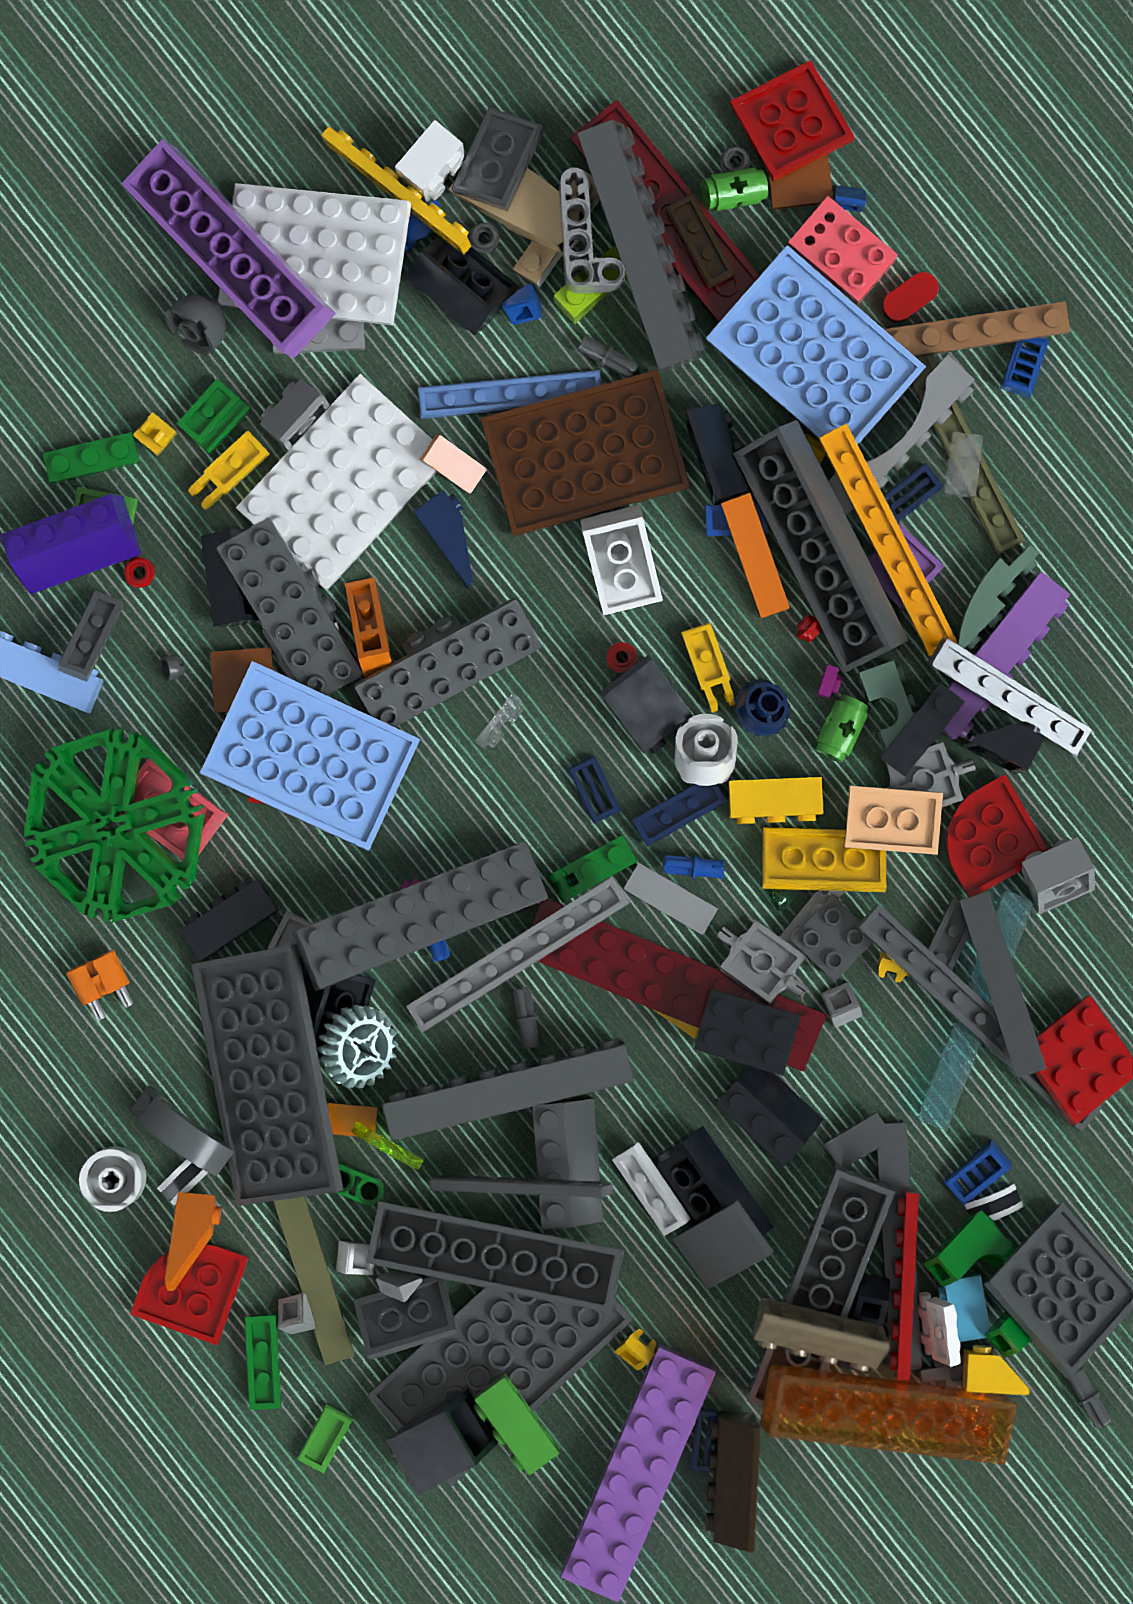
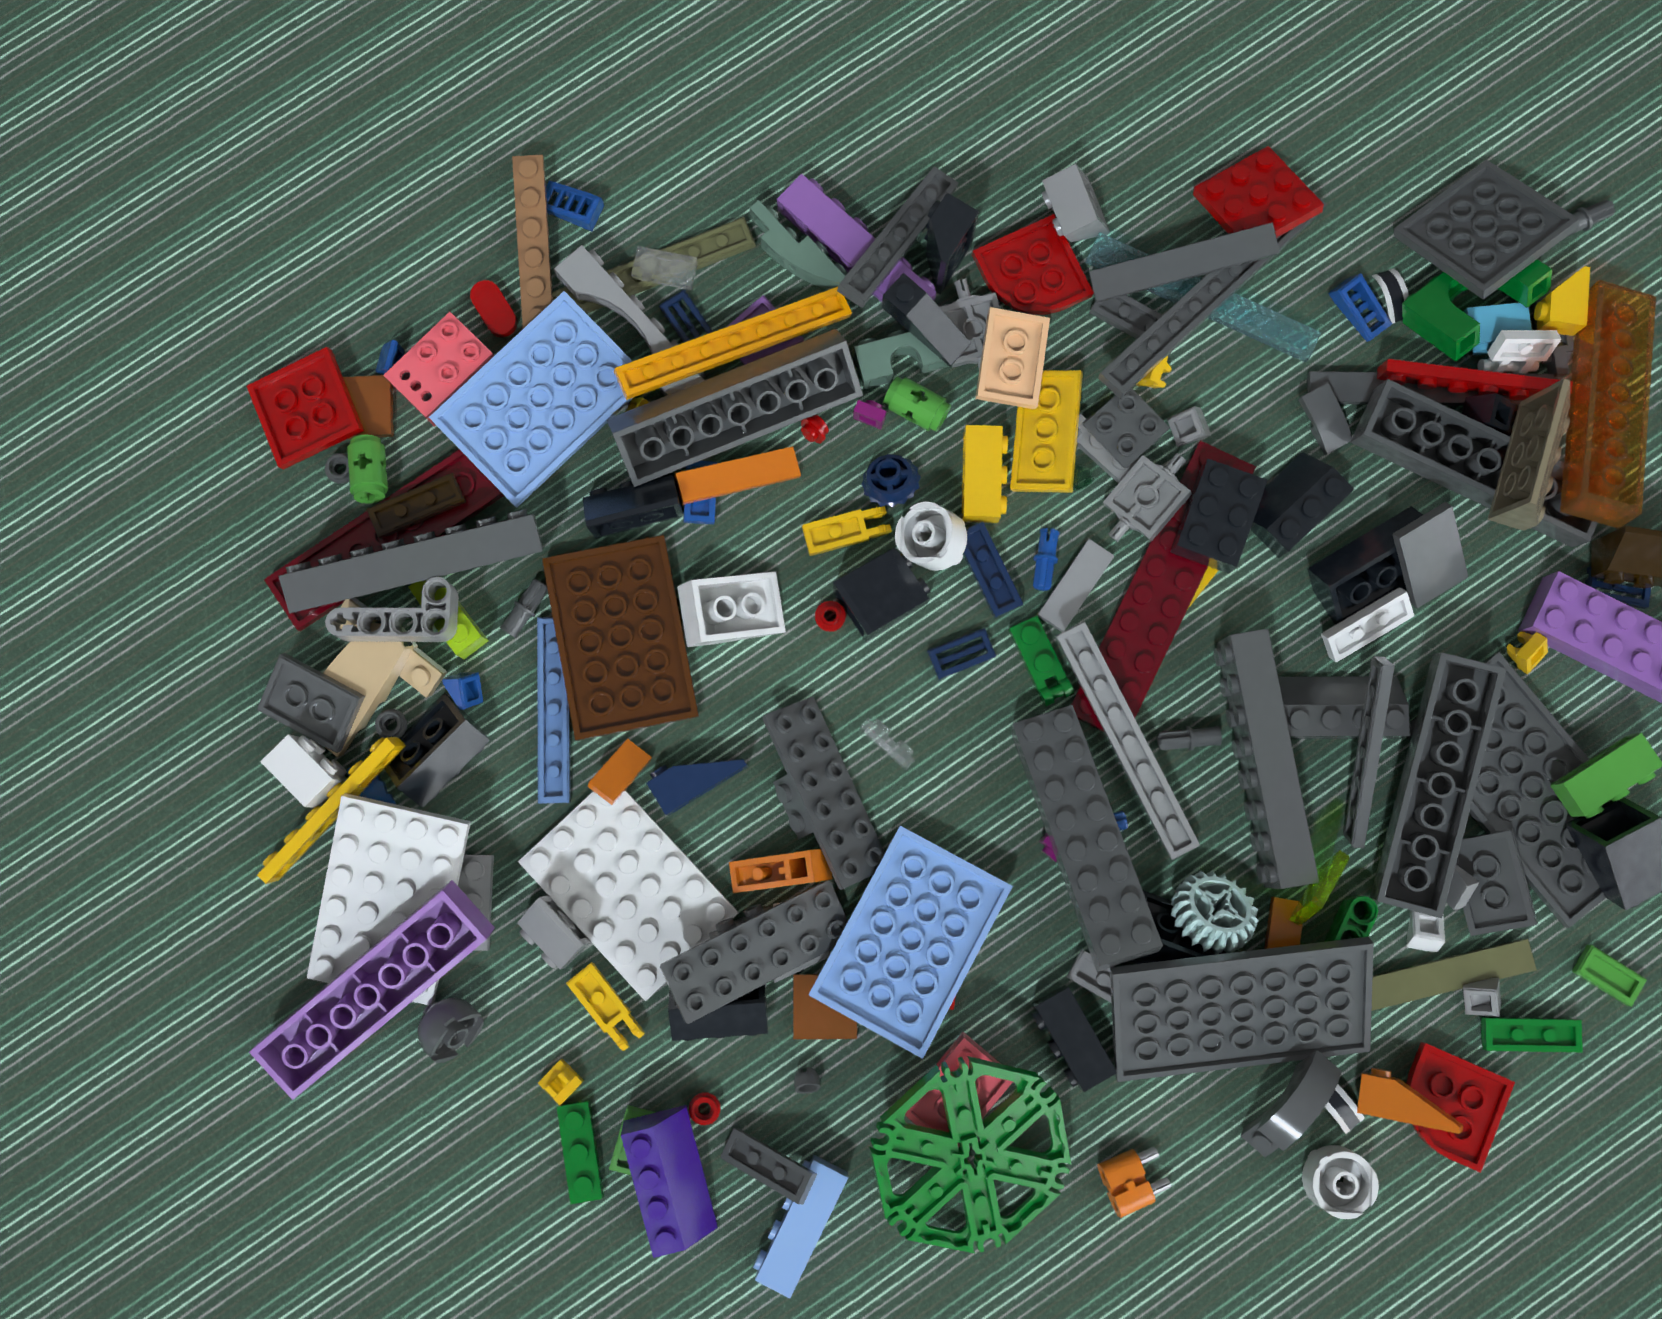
camera: 90 degrees left, 5 degrees down
(213, 416) = (548, 1018): green plate -> none

